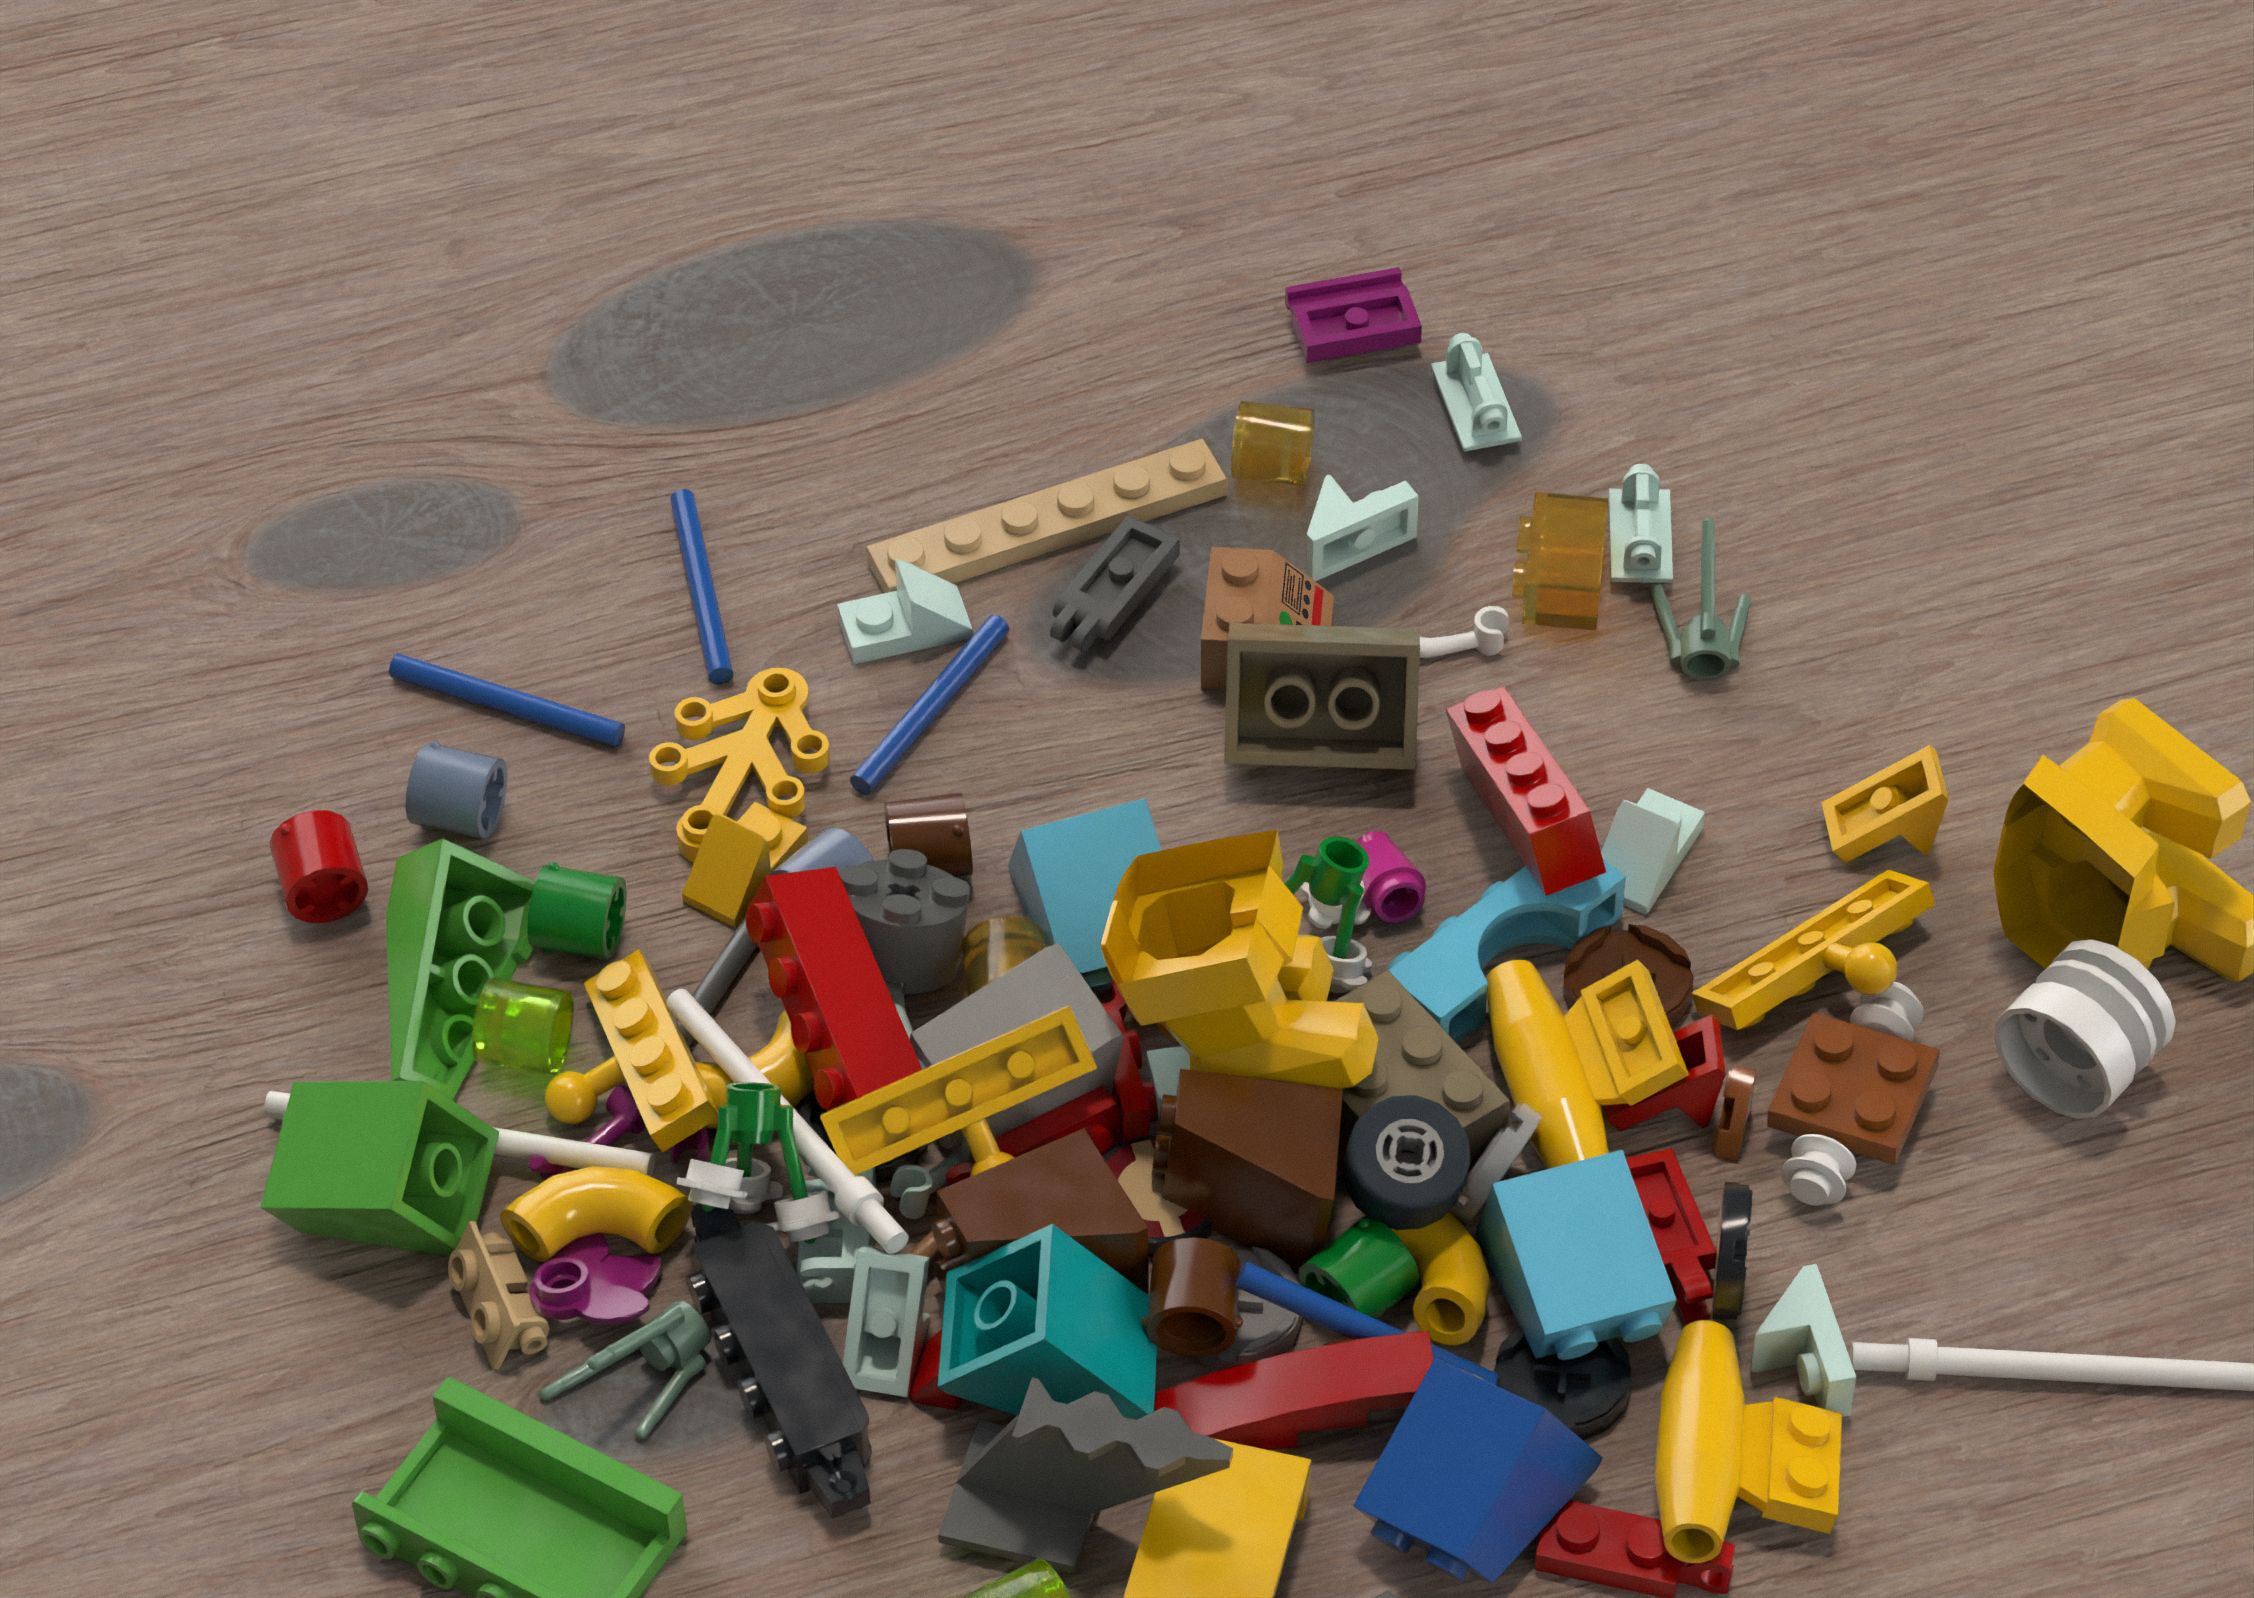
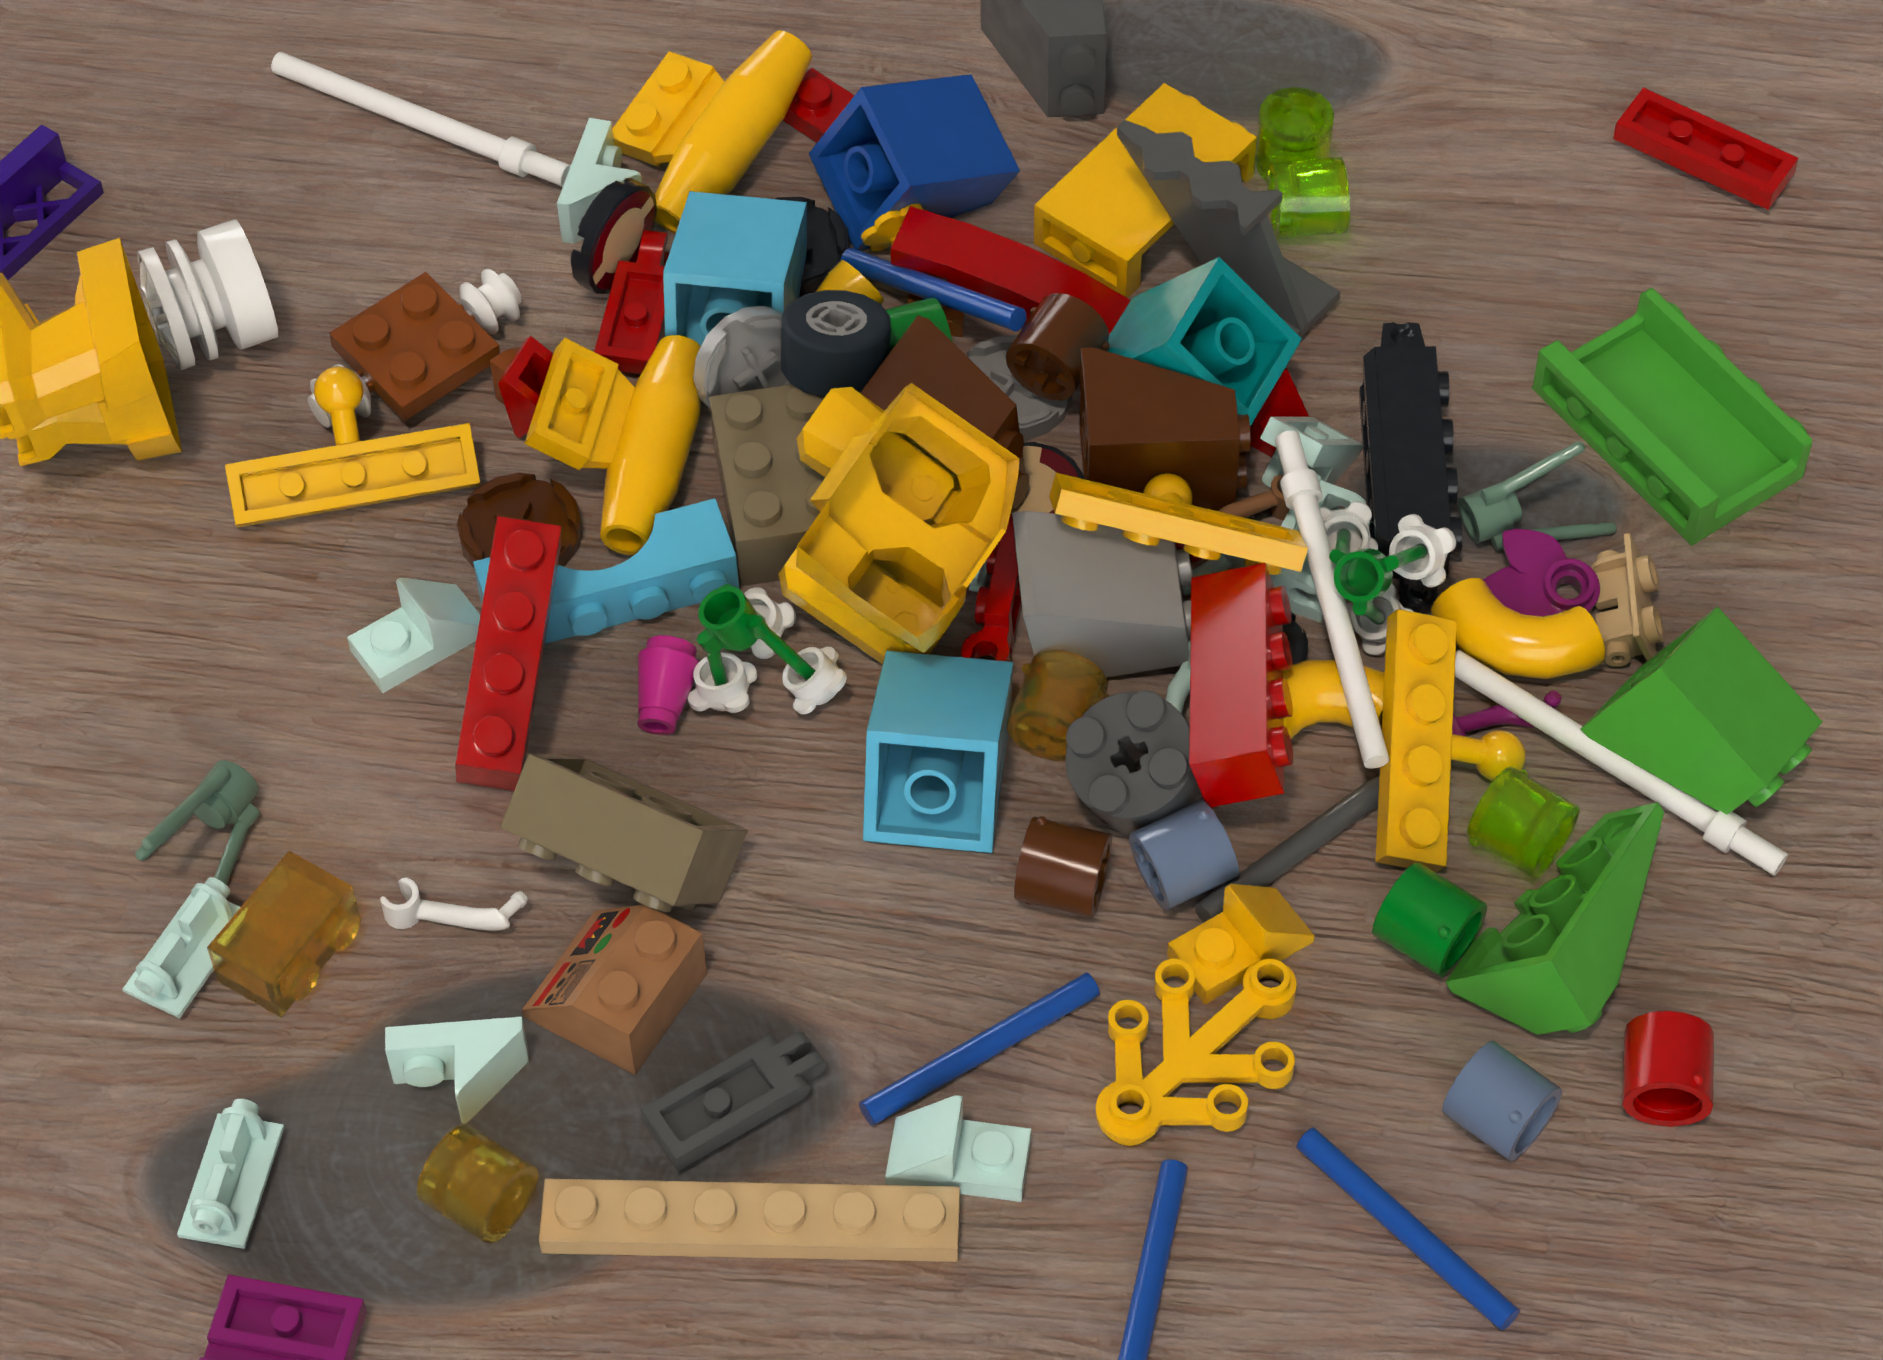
camera: 155 degrees left, 5 degrees up
(1893, 802) = (190, 550): yellow slope -> none

